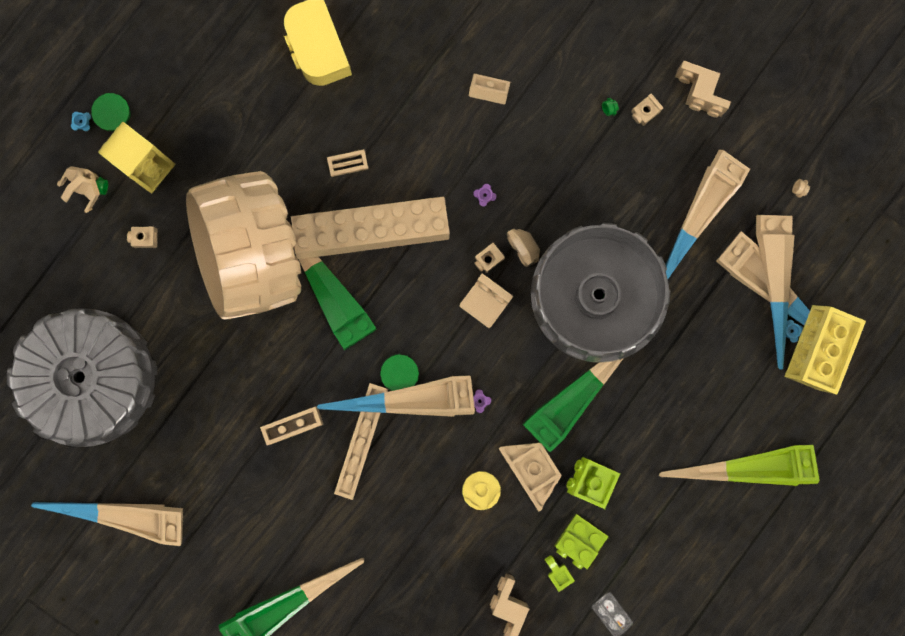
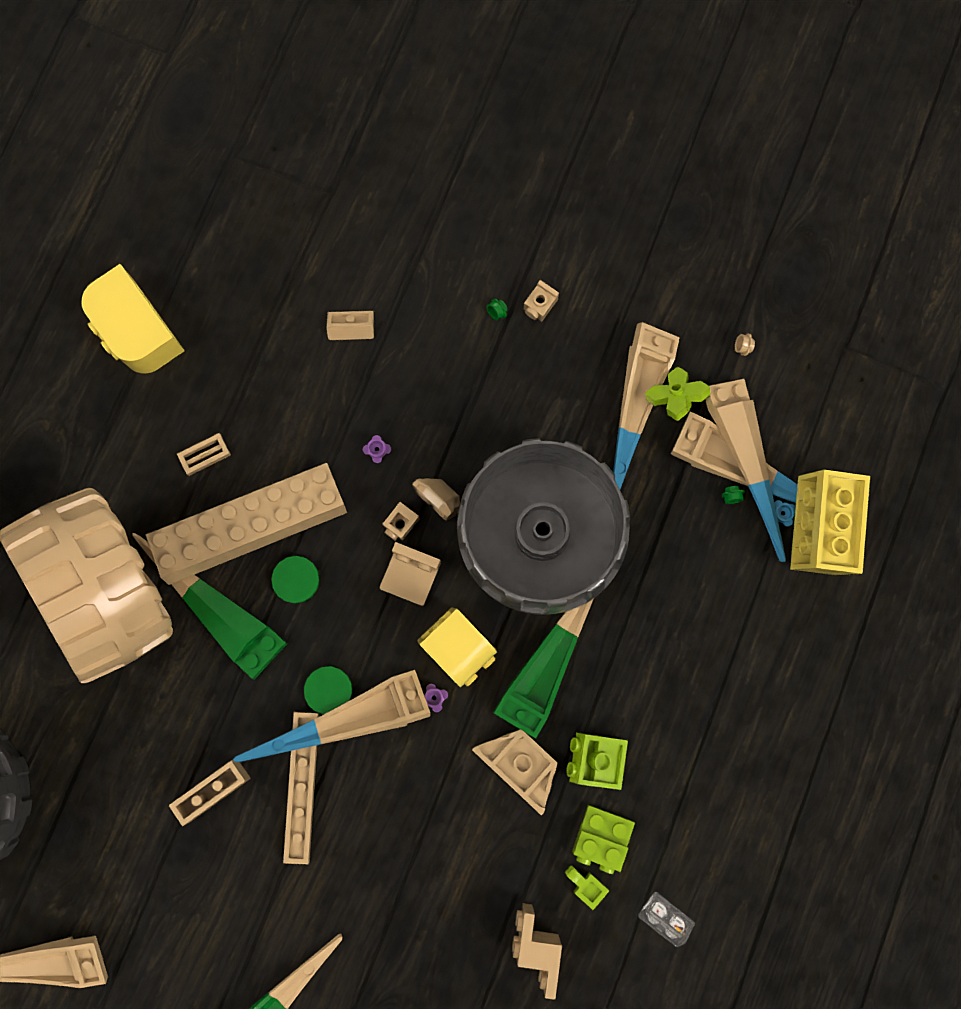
camera: 15 degrees left, 5 degrees down
(395, 281) = (295, 579): none -> green tile
(481, 490) = (464, 808): light yellow tile -> none
(509, 366) = (457, 647): none -> light yellow brick
(702, 89) = (598, 253): tan bracket -> none
(735, 215) = (678, 393): none -> lime plant
(756, 306) = (733, 495): none -> green plate
(782, 467) = (819, 679): lime plate -> none

